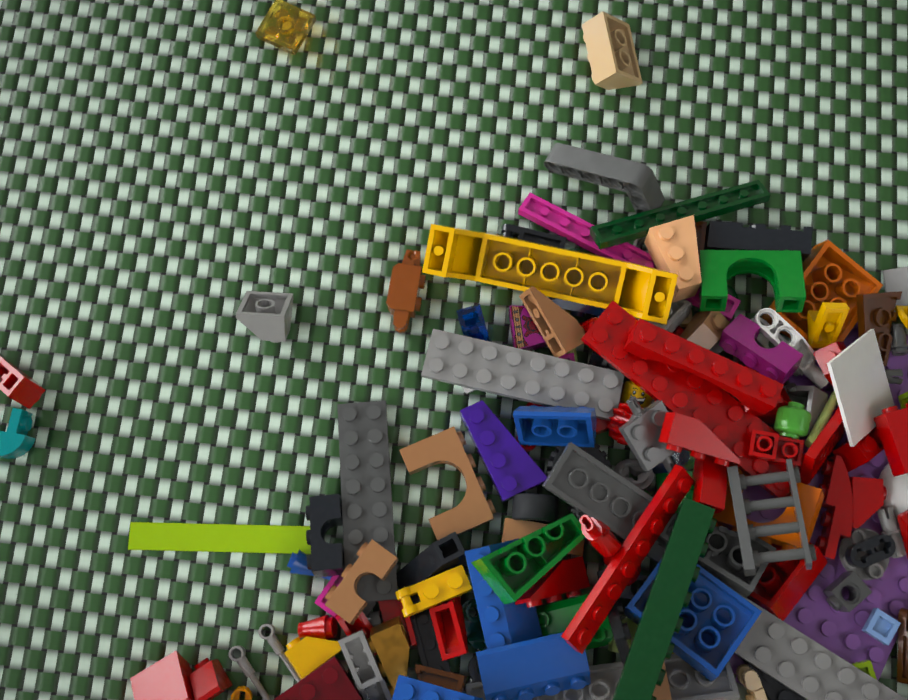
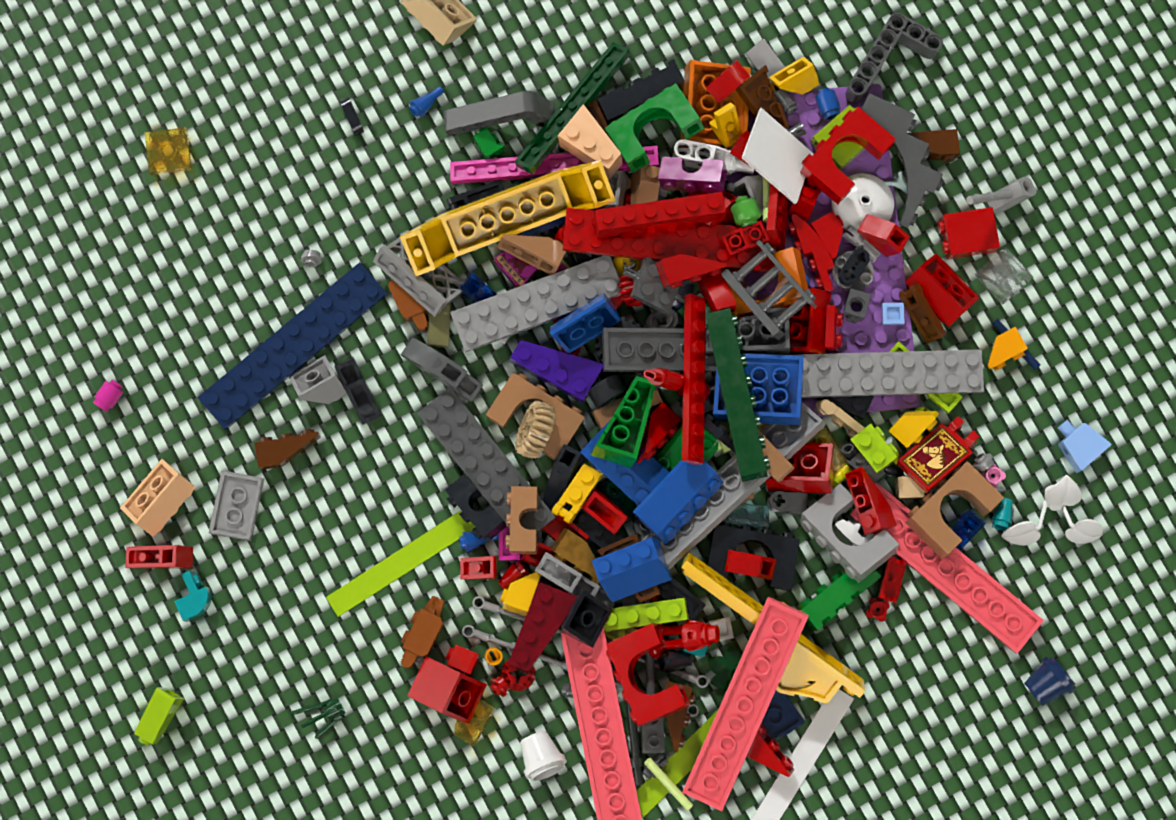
camera: 40 degrees left, 5 degrees up
(48, 324) = (157, 498): none -> light nougat slope
(55, 640) = (333, 710): none -> dark green plant
(76, 202) = (108, 395): none -> dark pink brick
(113, 379) = (236, 505): none -> light grey tile
(187, 355) = (278, 452): none -> reddish brown slope
(192, 624) = (423, 633): none -> dark orange hinge
(269, 266) = (292, 346): none -> dark blue plate
(288, 597) = (478, 568): none -> slope
(298, 345) = (357, 390): none -> black slope
(342, 198) = (311, 258): none -> light grey plate
(389, 378) = (442, 369): none -> dark grey slope
(415, 335) = (439, 328): none -> olive slope
(417, 283) = (416, 286): none -> light grey fence
(436, 497) = (535, 429): none -> tan gear
(468, 96) = (351, 116): none -> black beam
(539, 125) = (421, 105): none -> blue cone
(577, 198) = (488, 143): none -> green brick
(813, 594) = (834, 320): none -> red plate
(853, 282) = (727, 81): none -> red slope

